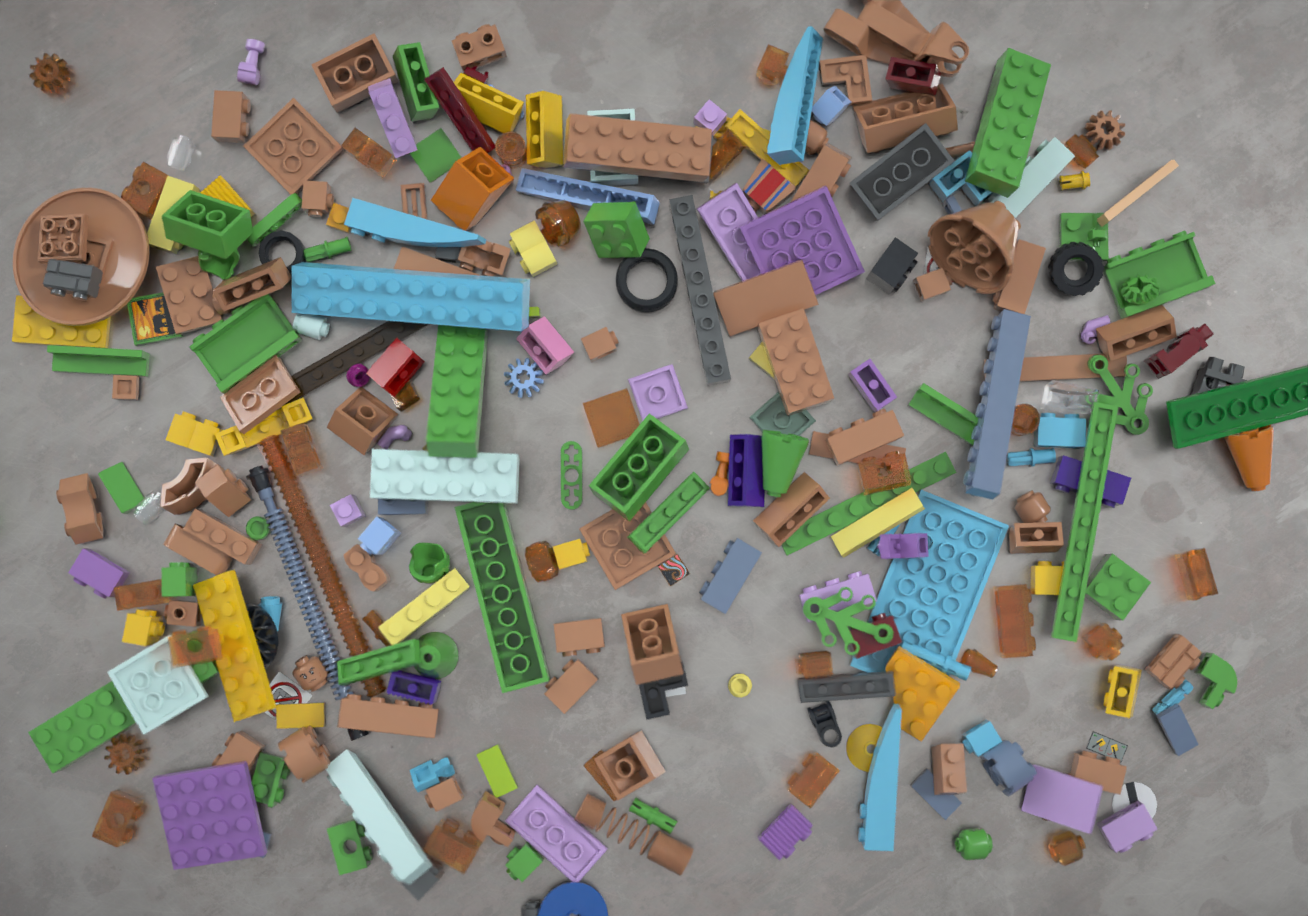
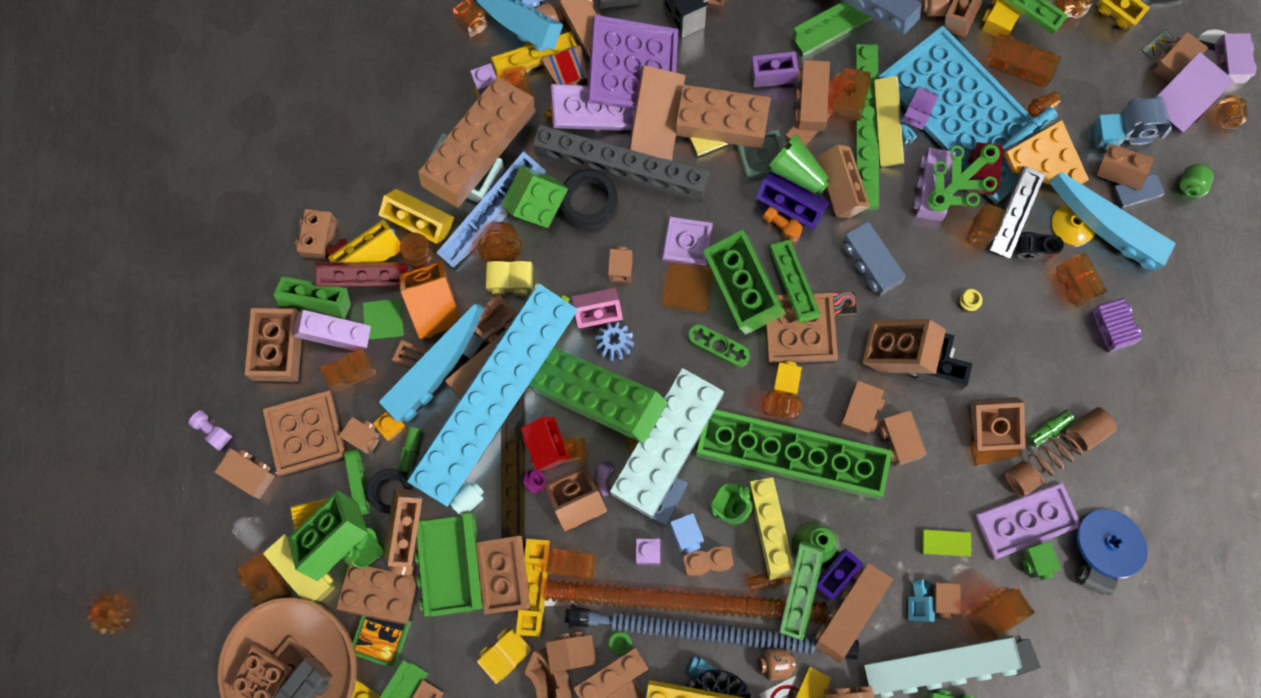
camera: 60 degrees left, 10 degrees down
(486, 822) = (986, 572): nougat brick -> none

